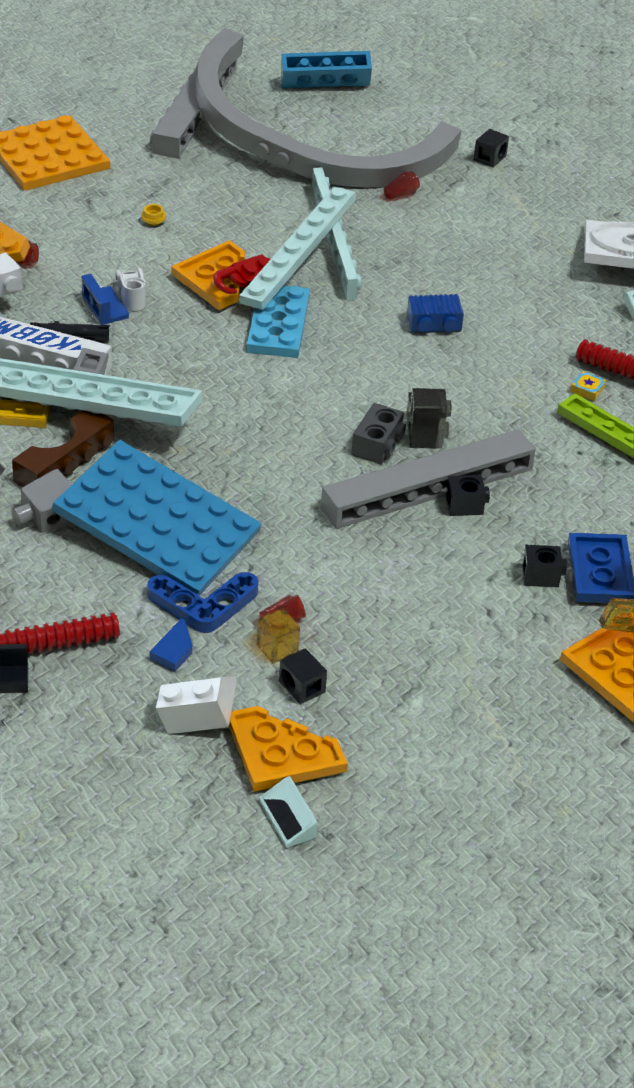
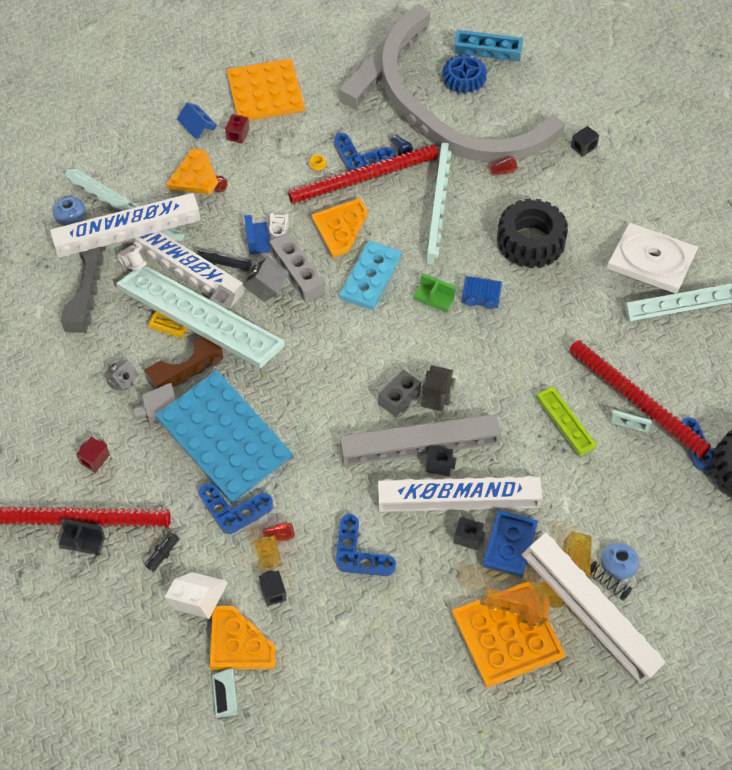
camera: 20 degrees right, 15 degrees up
(28, 192) = (237, 128): none -> dark red brick
(122, 667) = (161, 551): none -> black pin
(141, 336) = (265, 279): none -> flat silver head
(173, 647) = (201, 542): blue tile -> none
(176, 324) = (293, 260): none -> light grey brick
(209, 209) = (359, 160): none -> blue beam
(219, 218) = (363, 174): none -> red piece
(240, 273) = (360, 231): red plate -> none
(259, 183) = (401, 145): none -> dark blue cone
(297, 248) = (403, 217): light aqua plate -> none
(306, 102) = (464, 74): none -> blue gear
(374, 322) = (435, 293): none -> bright green panel
(395, 622) = (351, 554): none -> blue beam
(472, 242) = (532, 215): none -> black tyre
(507, 526) = (459, 494): none -> white brick
(588, 385) = (568, 378): yellow tile -> none

